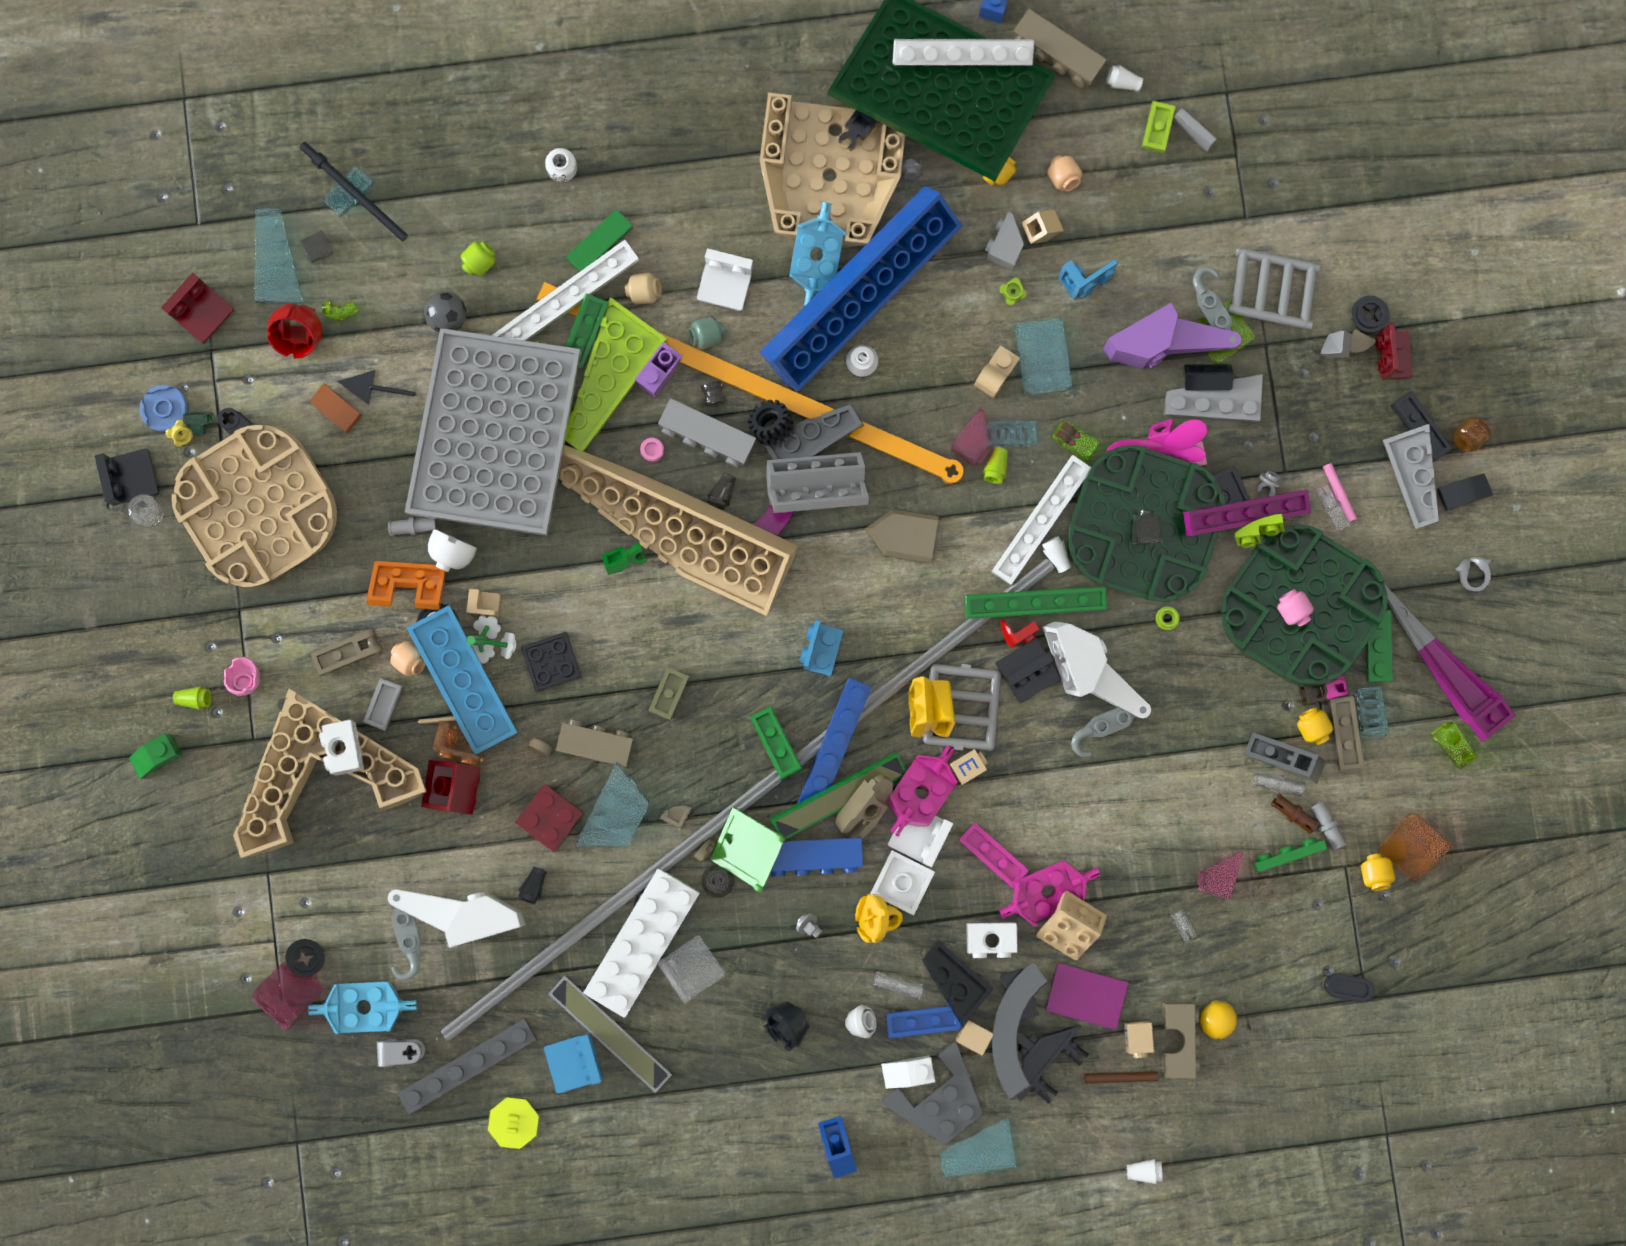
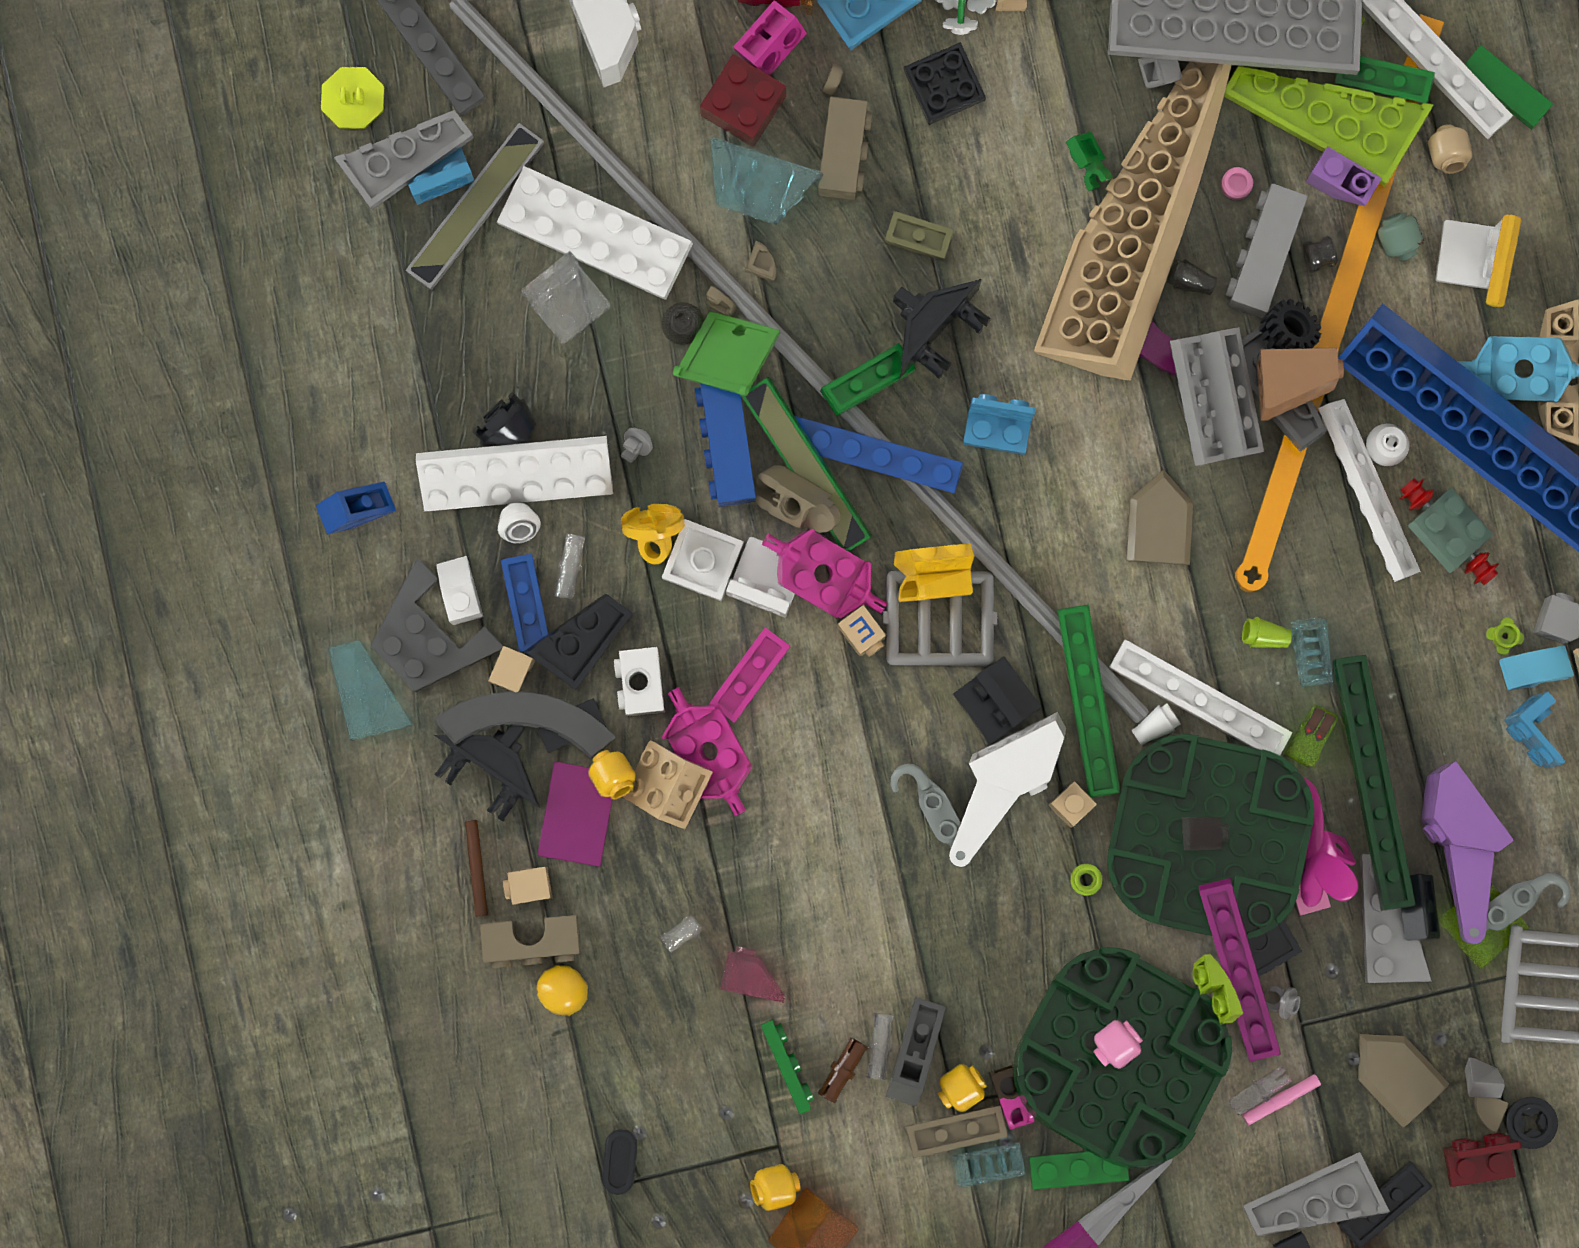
camera: 85 degrees right, 0 degrees up
(505, 792) = (770, 38): none -> dark pink brick
(532, 886) = (653, 88): black cone -> none
(563, 498) = (1159, 71): none -> light grey slope
(569, 1091) = (393, 163): none -> light grey wing
(734, 693) = (929, 316): none -> black connector
(737, 259) = (1503, 260): none -> yellow axle
(809, 423) = (1295, 377): none -> medium nougat slope
(824, 1021) = (514, 473): none -> white plate
(895, 378) = (1369, 490): none -> white plate
(932, 322) = (1450, 530): none -> sand green plate
(973, 440) = (1296, 599): clear pink slope -> none
(996, 371) = (1390, 622): tan plate -> none
(1026, 634) = (1044, 690): red plate -> none
(1039, 271) = (1536, 667): none -> medium azure slope
(1043, 356) = (1422, 684): clear light blue plate -> none
(1061, 967) = (611, 774): none -> yellow head
(1112, 622) = (1072, 804): none -> tan brick
(1115, 399) = (1373, 783): none -> dark green plate
(1145, 1171) = (357, 909): white cone -> none
(1328, 406) = (1398, 1075): none -> dark tan tile
(1328, 826) = (831, 1117): light grey pin -> none

